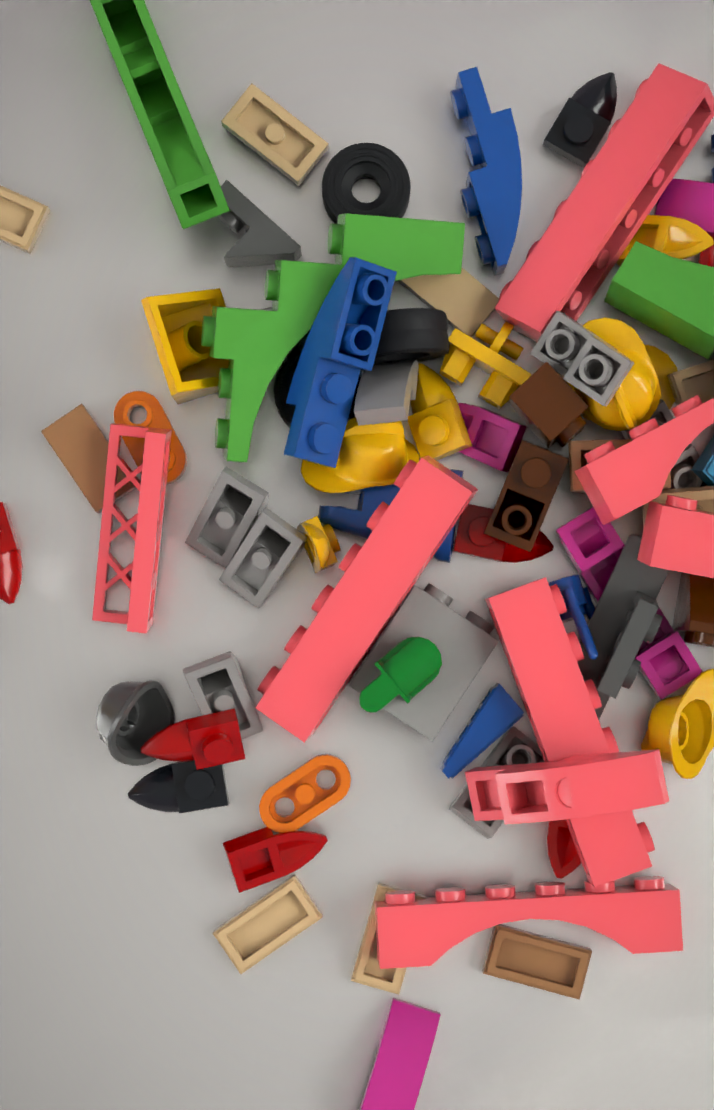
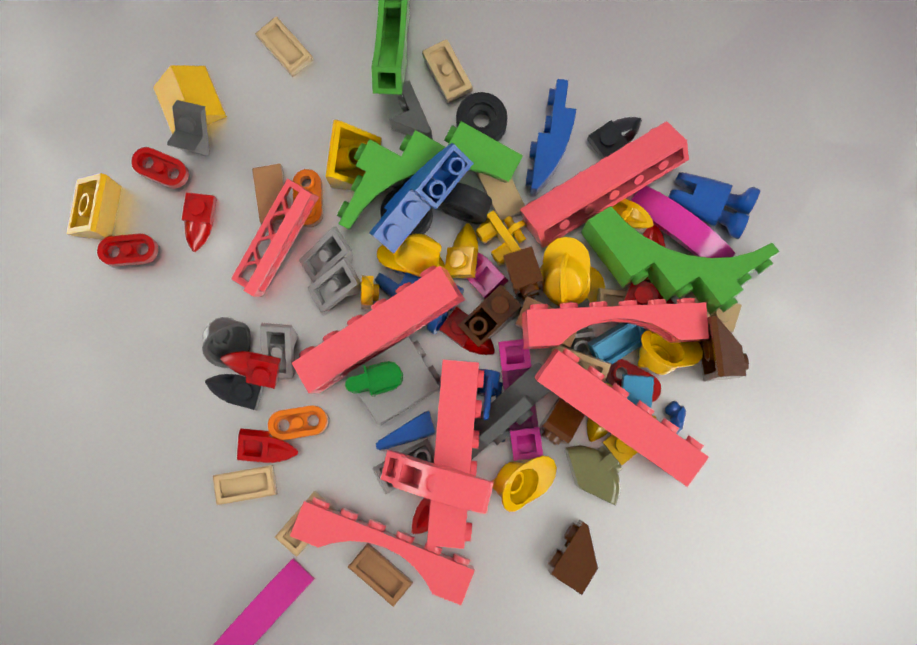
camera: 30 degrees right, 5 degrees down
(386, 392) = (440, 226): light grey slope -> none
(582, 358) = (552, 253): light grey slope -> none

